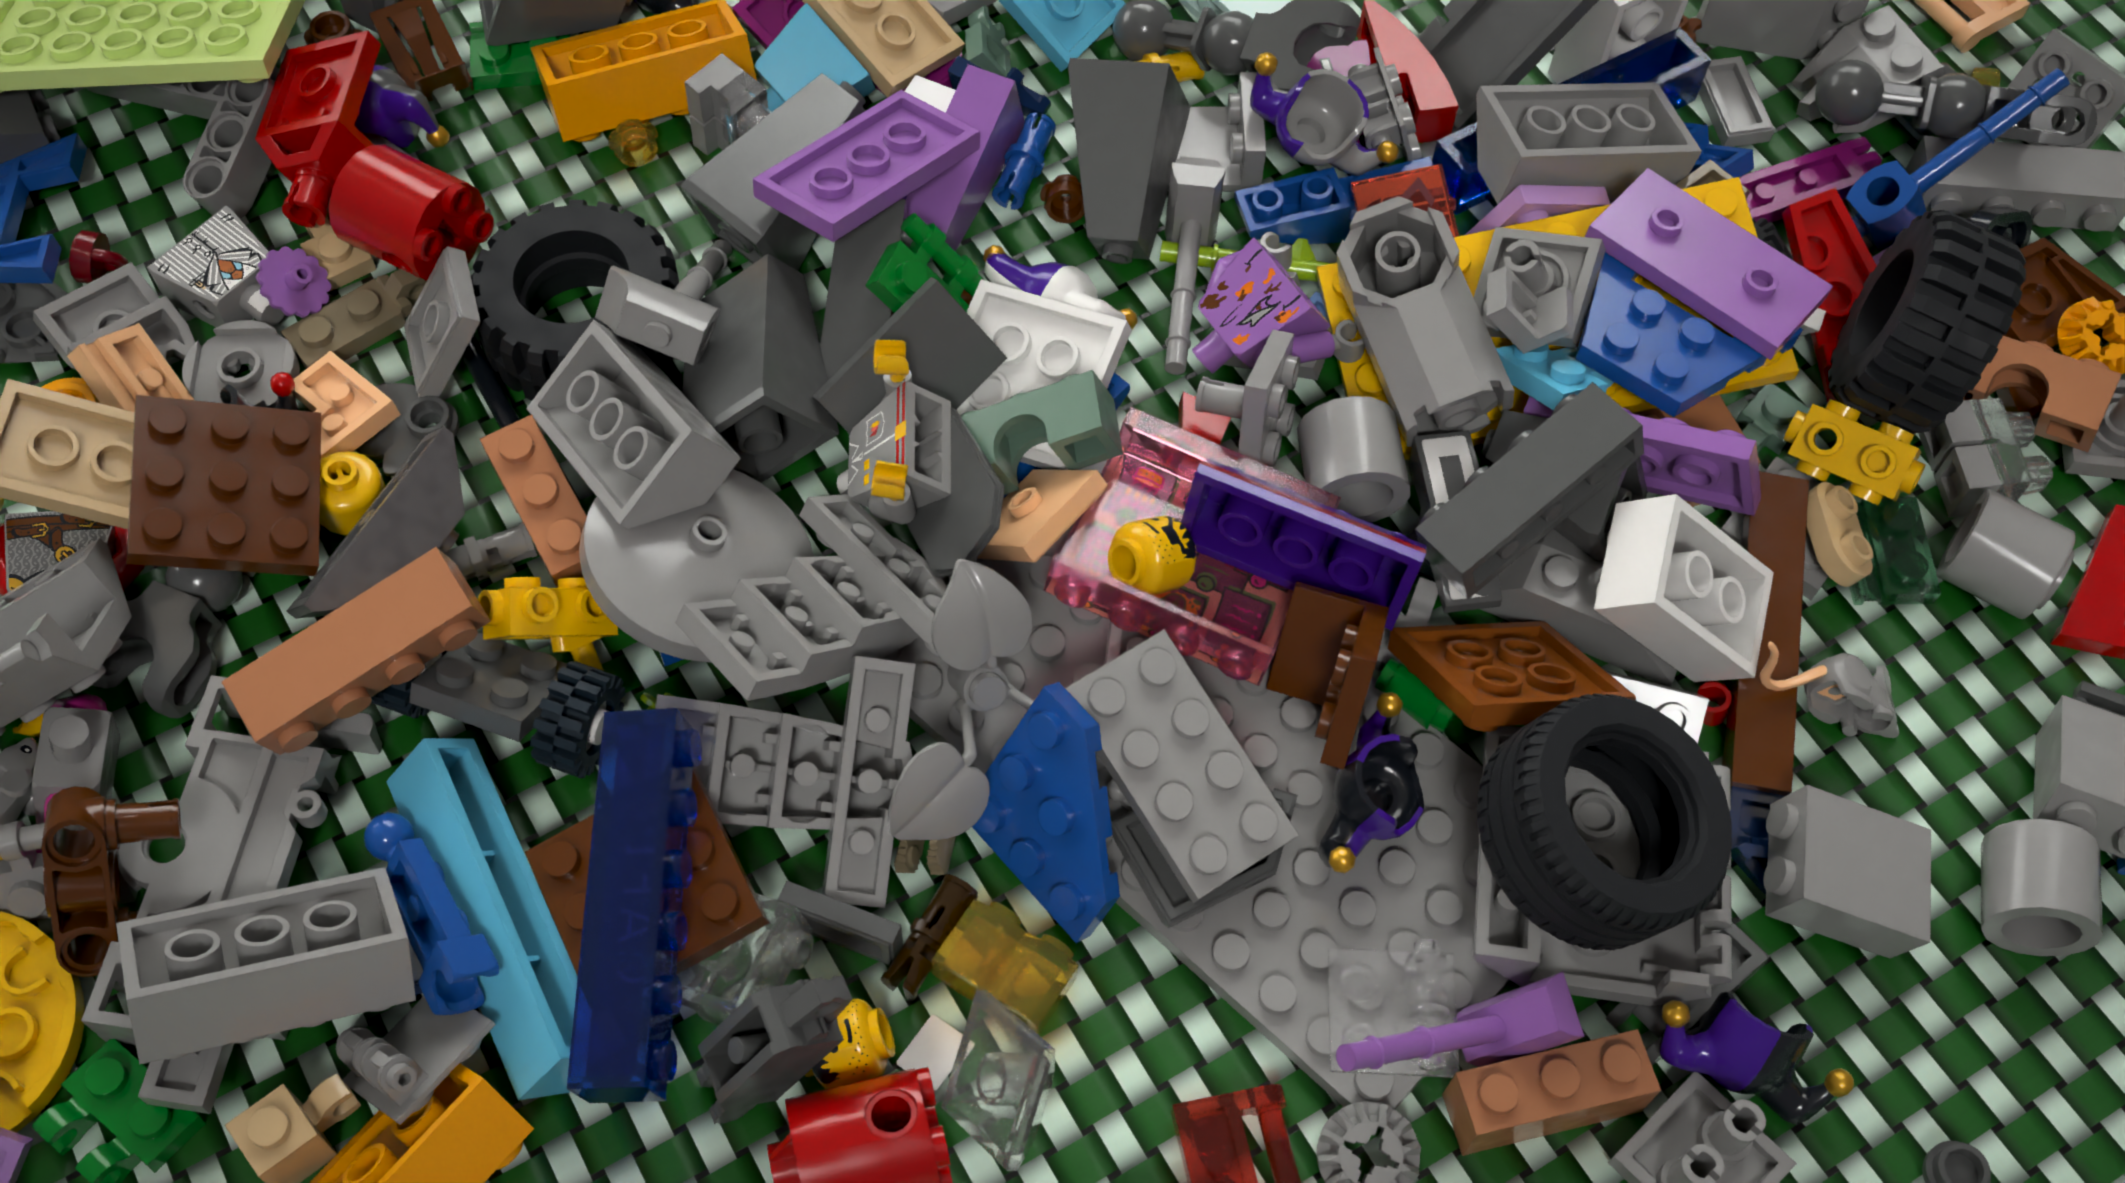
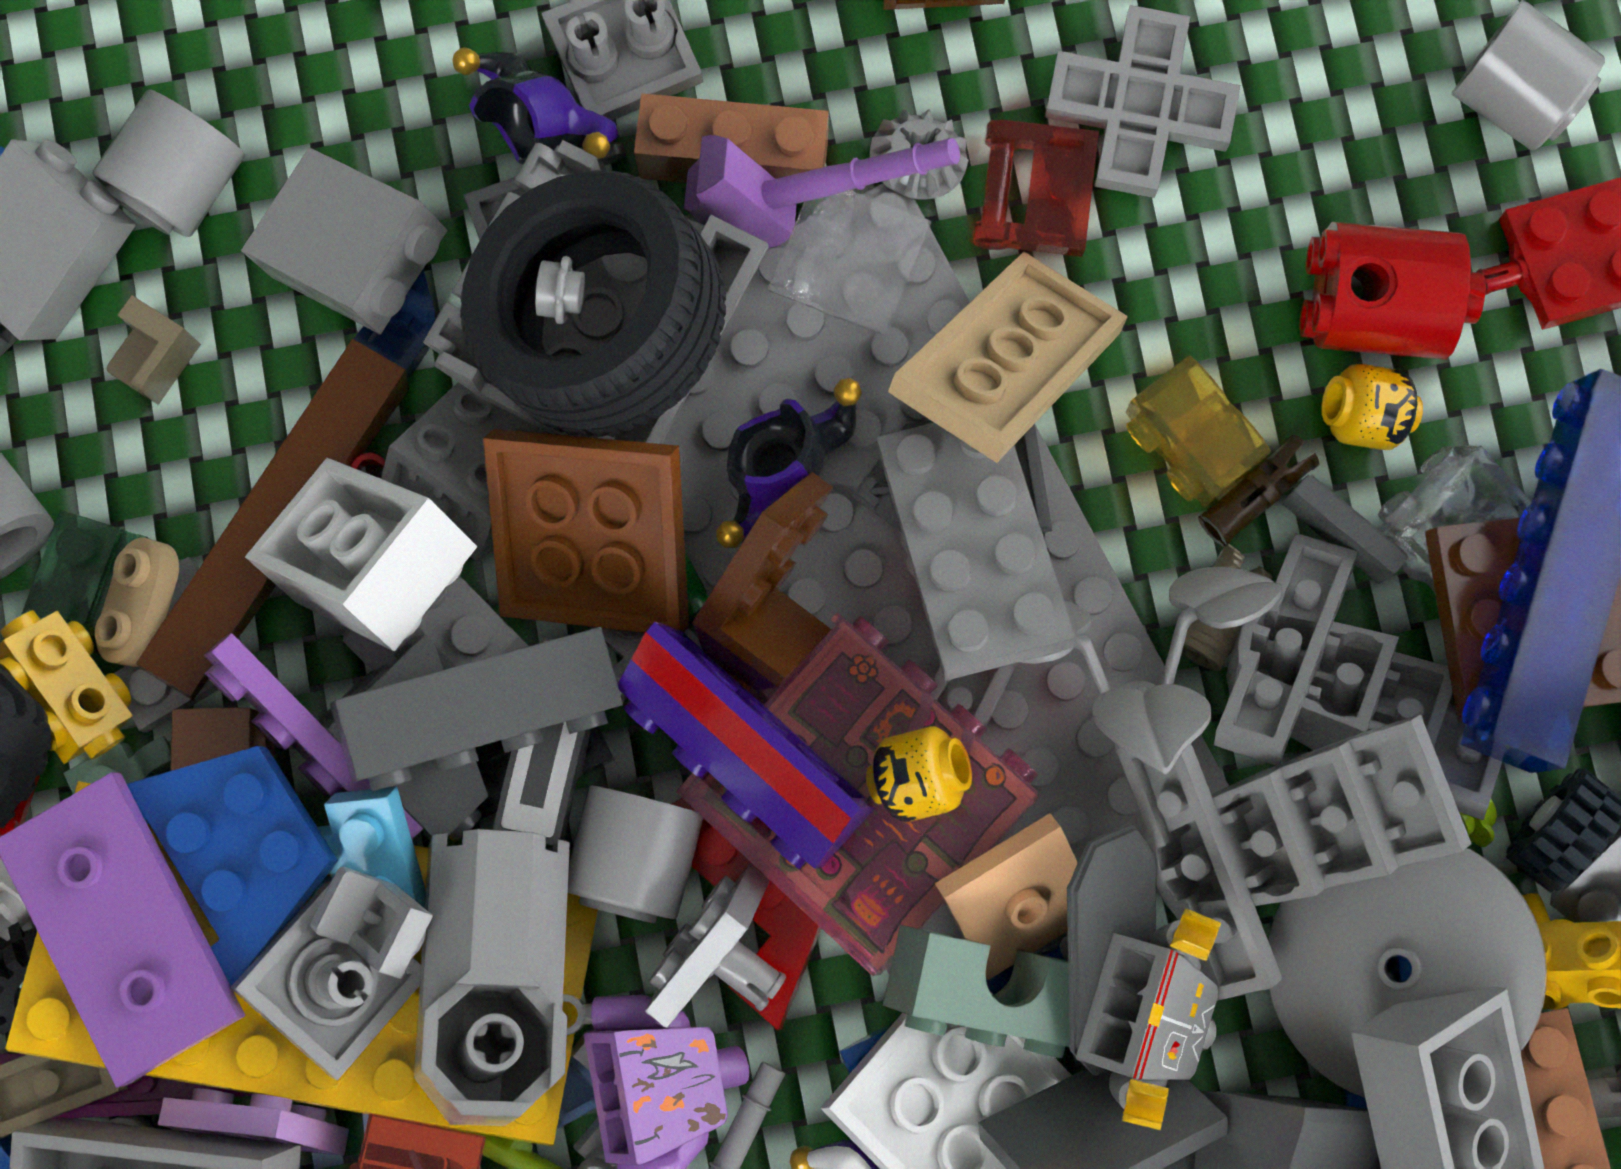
camera: 155 degrees left, 20 degrees up
(771, 1044) = (1460, 394): dark grey hinge -> none
(933, 1048) = (1282, 389): white sticker -> none
(1000, 1081) = (1241, 311): clear slope -> none
(1051, 814) = (1113, 562): blue plate -> none
(1208, 950) = (1007, 356): none -> tan plate
(1640, 781) = (559, 290): none -> light grey plate
(1843, 692) = (233, 428): light grey animal -> none
(1951, 742) = (152, 351): none -> dark tan panel

